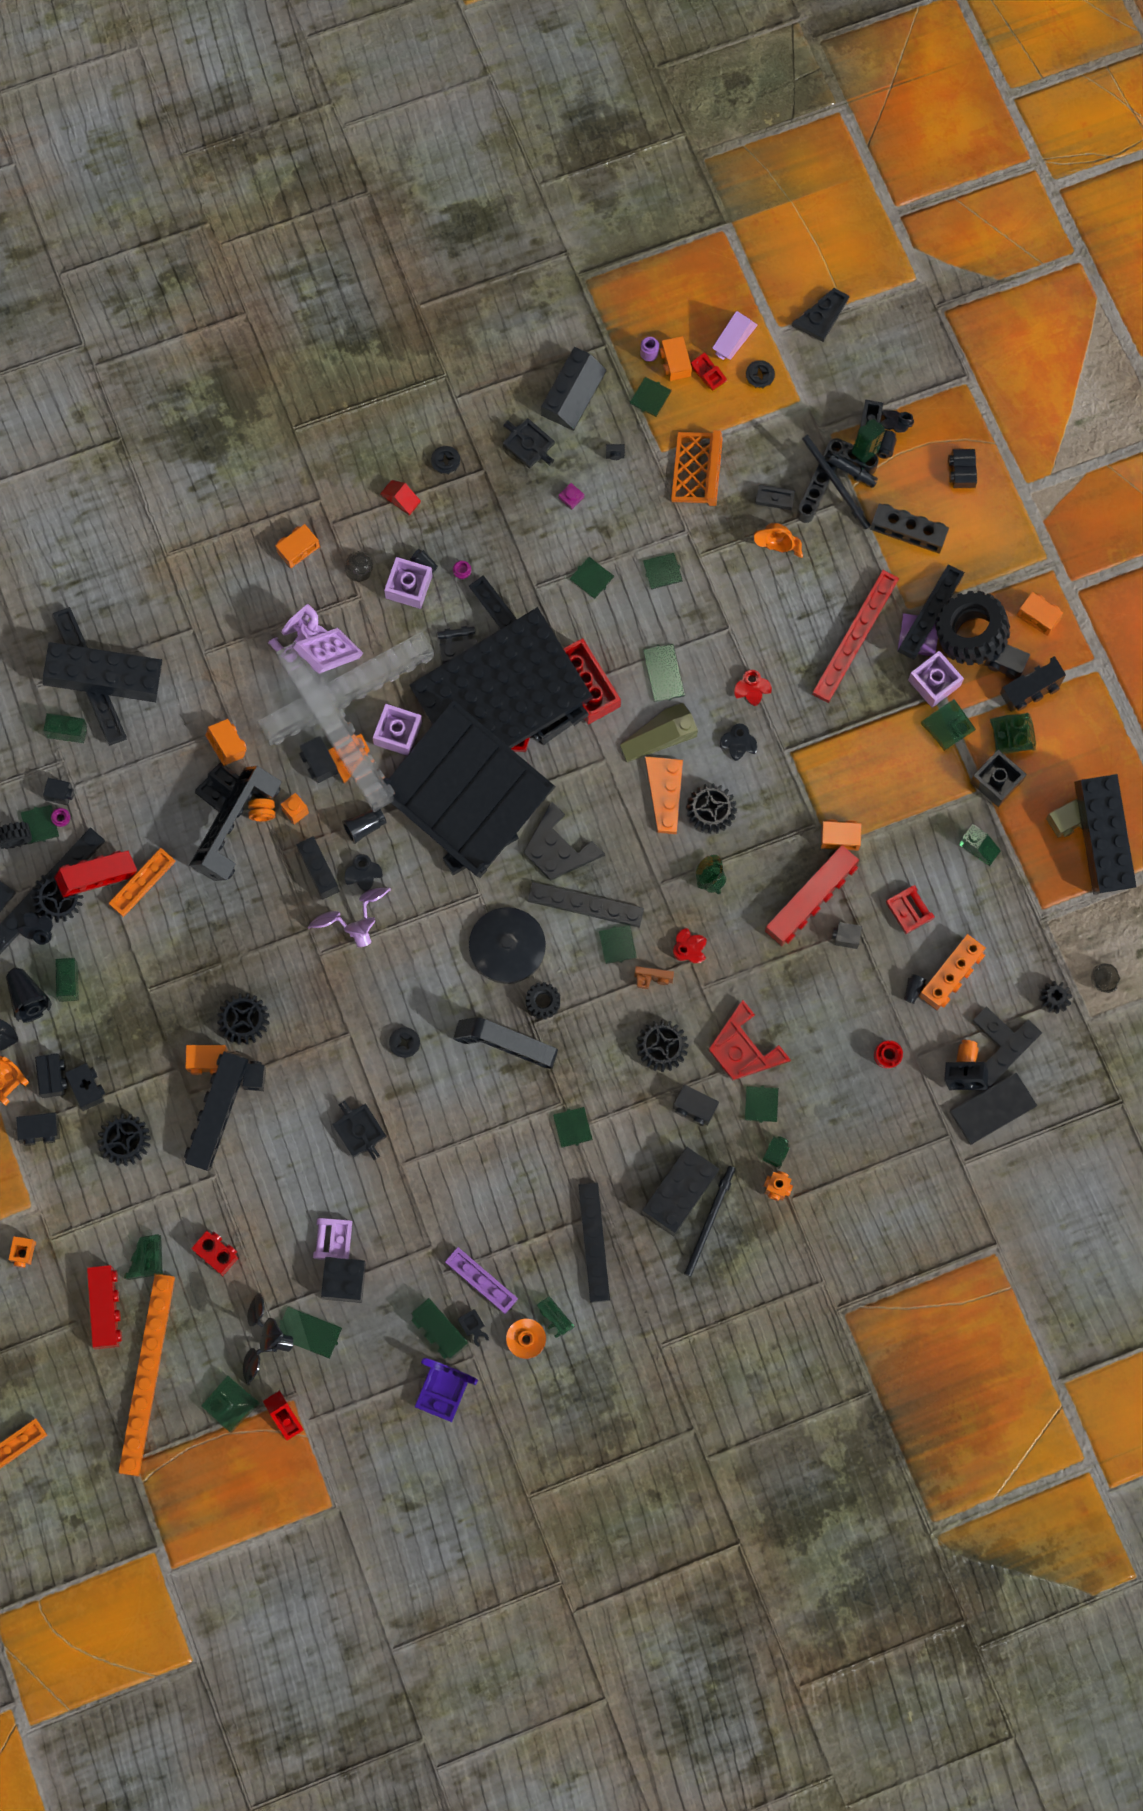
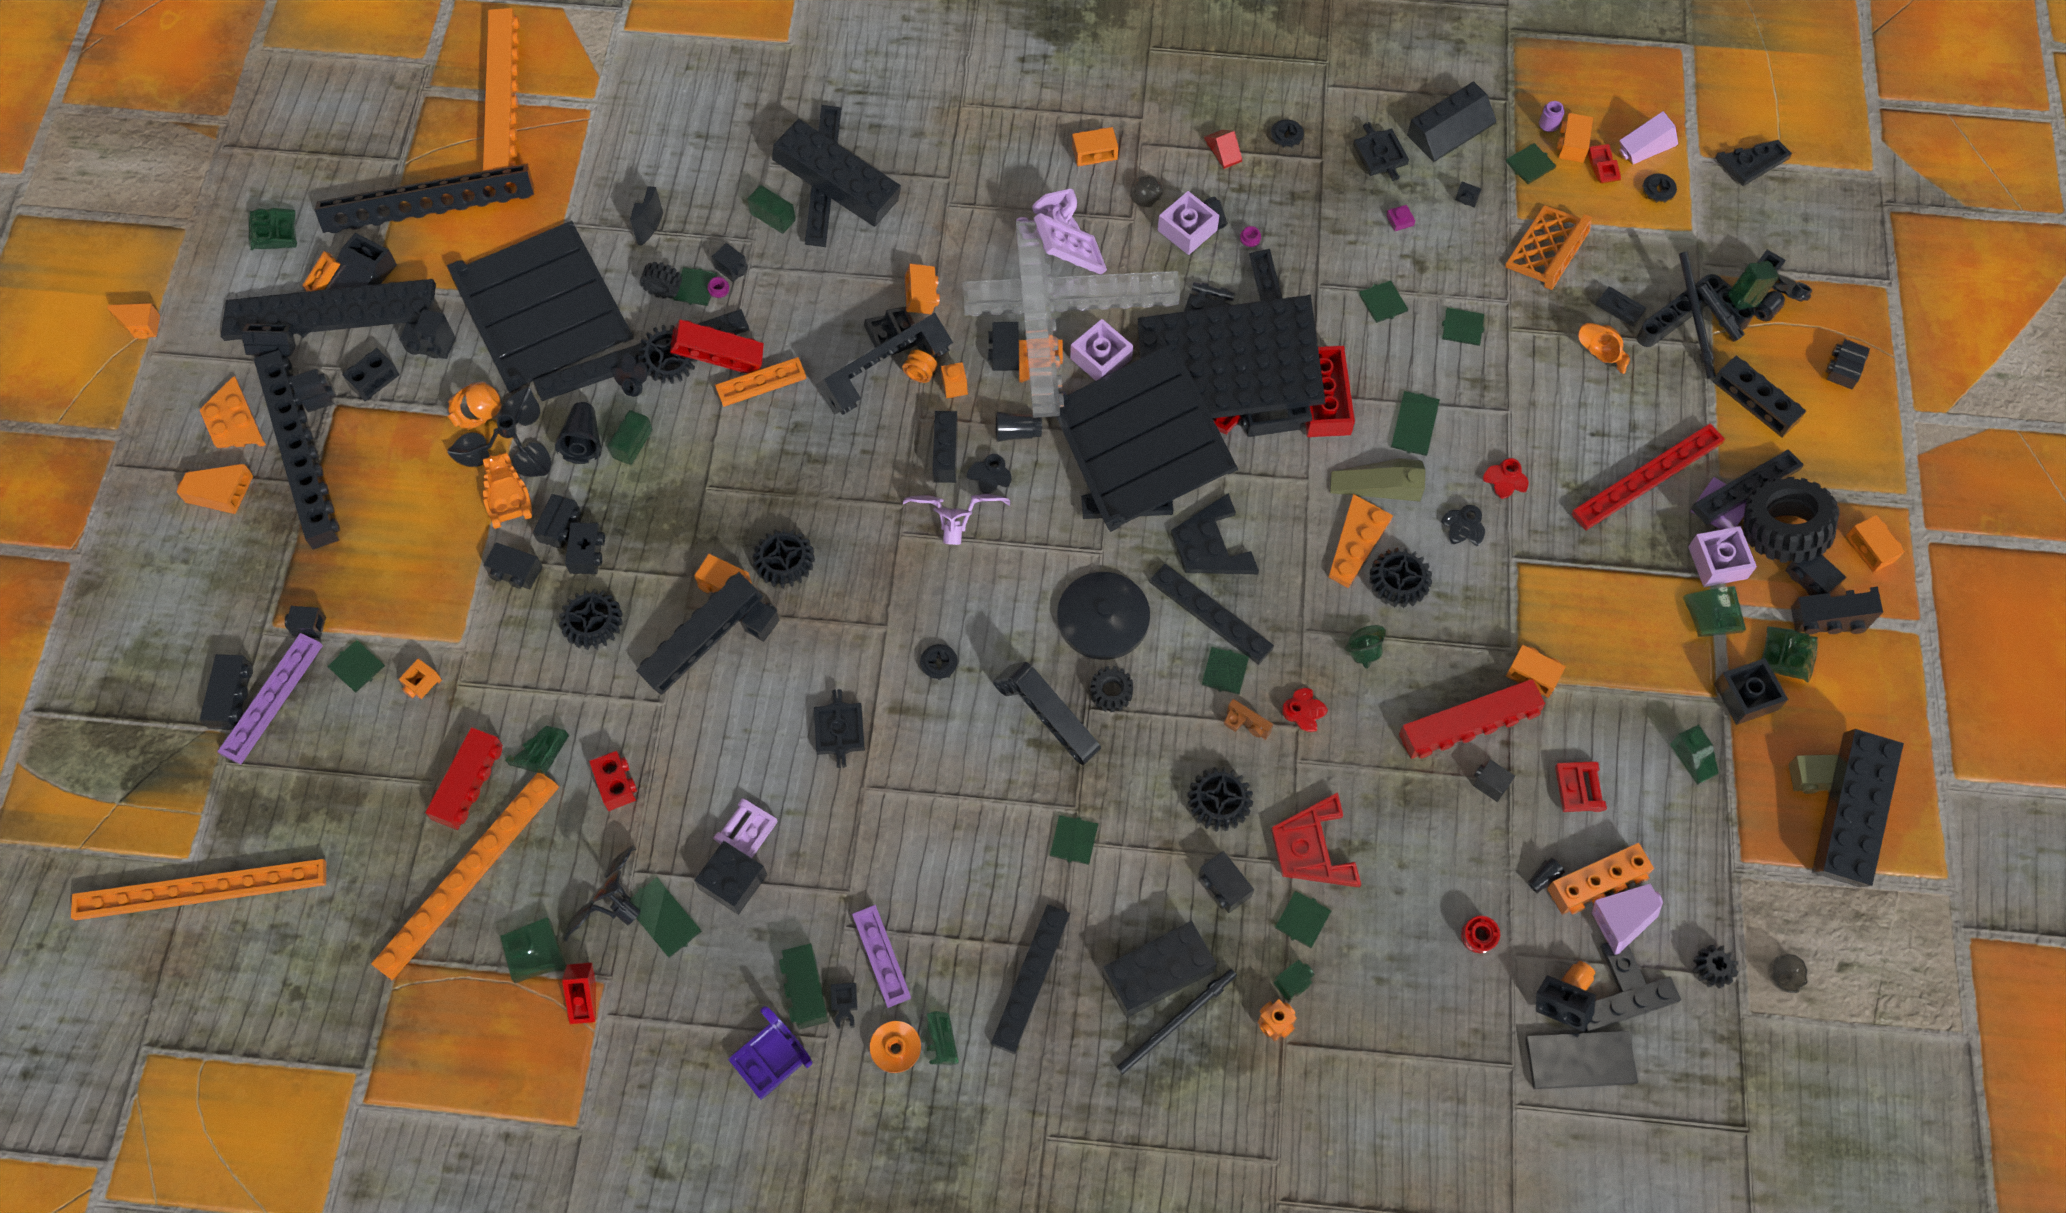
camera: 30 degrees right, 10 degrees down
(981, 990) = (1626, 915): none -> lavender slope

